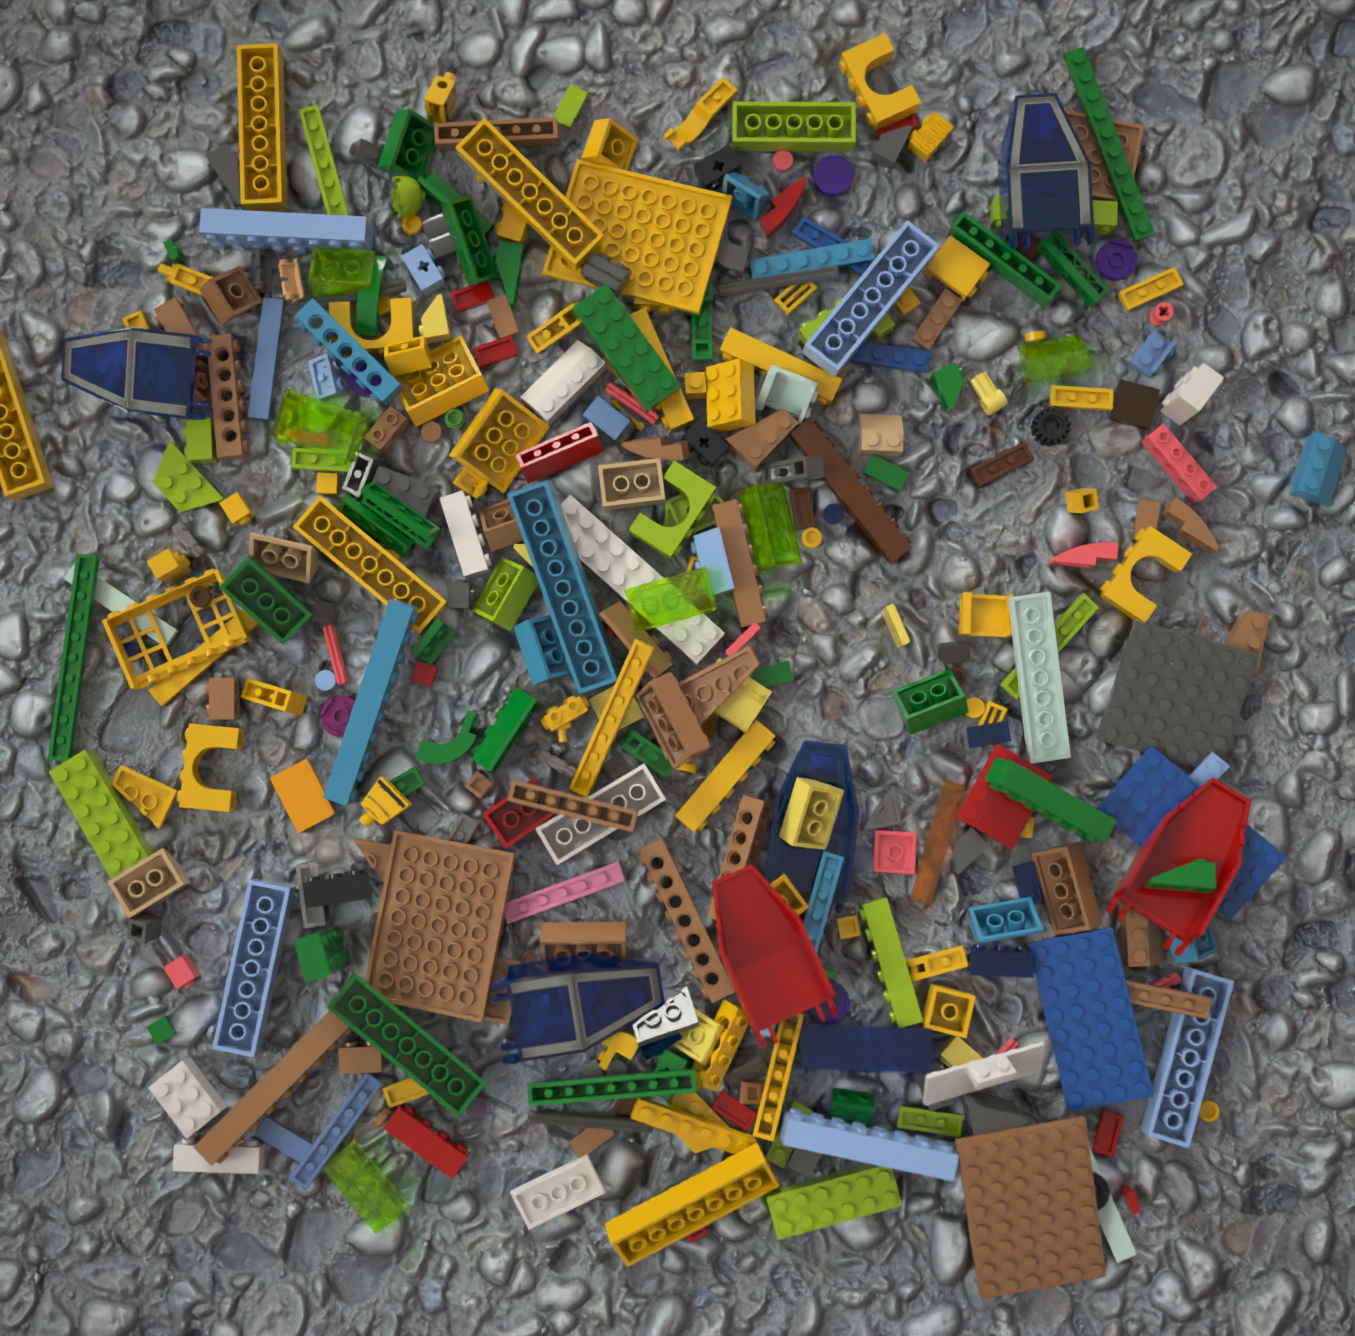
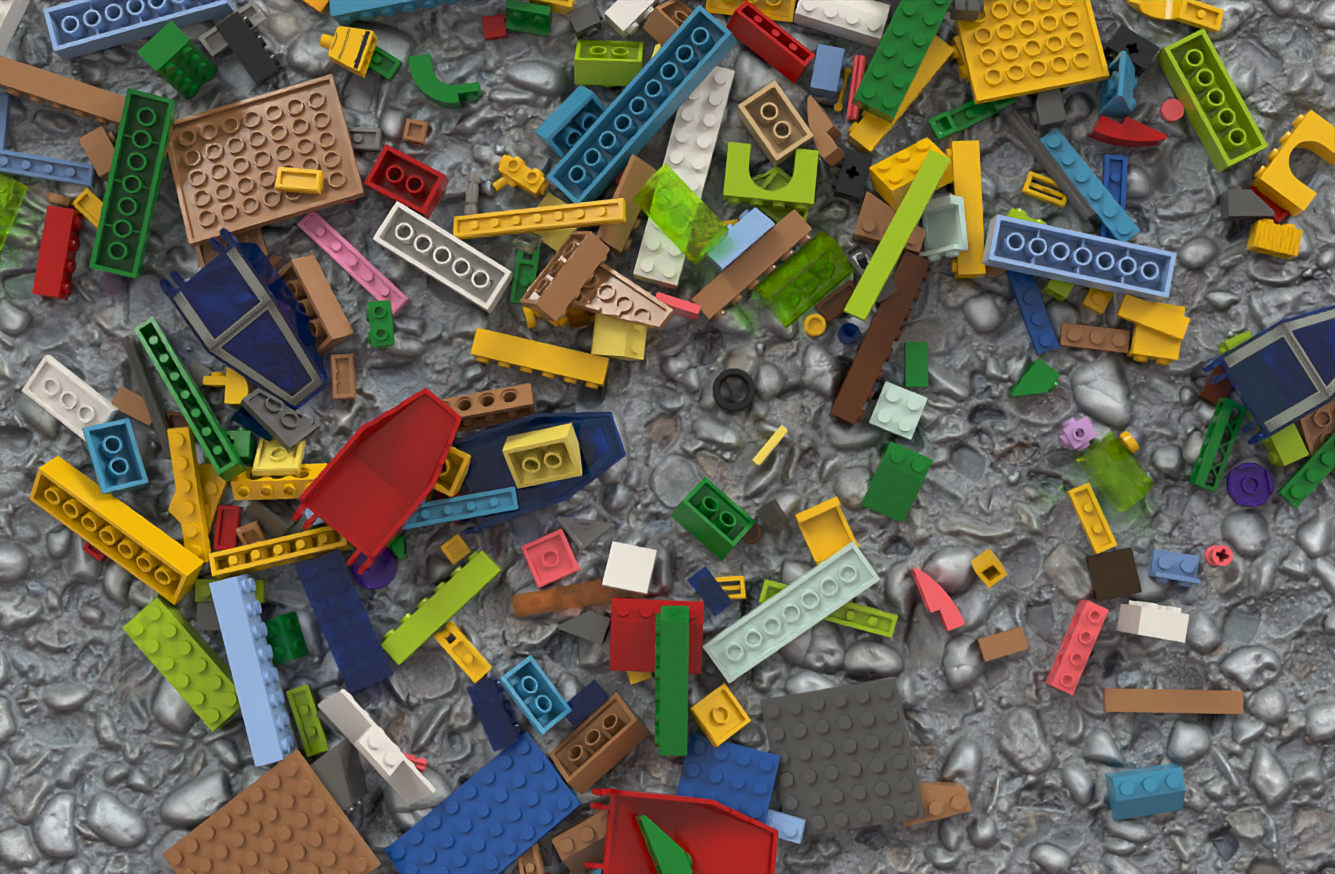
camera: 65 degrees right, 0 degrees up
(376, 854) = (301, 68): medium nougat tile -> none
(475, 902) = (299, 180): none -> yellow tile
(505, 730) = (478, 128): green slope -> none
(572, 805) = (434, 222): medium nougat brick -> none
(617, 1067) = (213, 397): flat silver tile -> none
(624, 738) = (527, 242): none -> clear tile
(630, 1174) = (115, 457): none -> dark azure slope
(631, 894) = (381, 324): none -> green bracket
(657, 948) = (343, 376): none -> medium nougat plate
(695, 385) = (904, 136): yellow brick -> none
(723, 986) = (396, 385): medium nougat brick -> none
(773, 674) = (661, 354): green tile -> none
(781, 433) = (897, 235): none -> lime tile
(832, 646) = (745, 377): none -> black tyre
(833, 175) = (1183, 166): dark purple tile -> none
(881, 435) = (950, 340): tan slope -> none
(915, 507) = (897, 410): none -> light aqua plate
(937, 790) = (629, 568): none -> white tile
(946, 265) = (1153, 317): none -> yellow tile
(948, 1010) = (421, 684): yellow brick -> none
(957, 1052) = (387, 715): light yellow slope -> none
(974, 538) = (896, 481): none -> green slope
(975, 707) = (730, 565): yellow tile -> none
(990, 397) = (1044, 429): light yellow piece -> none
(1001, 464) = (983, 473): reddish brown tile -> none
(1004, 260) = (1188, 373): green brick -> none
(1008, 374) = (1076, 433): none -> lavender brick
(1042, 435) = (1059, 495): black tyre -> none
(1093, 778) = (719, 715): none -> yellow tile
(1120, 591) = (980, 659): yellow arch -> none
(1150, 289) = (1238, 532): yellow plate -> none
(1190, 525) = (1020, 690): medium nougat slope -> none
(1258, 410) = (1173, 700): none -> medium nougat tile

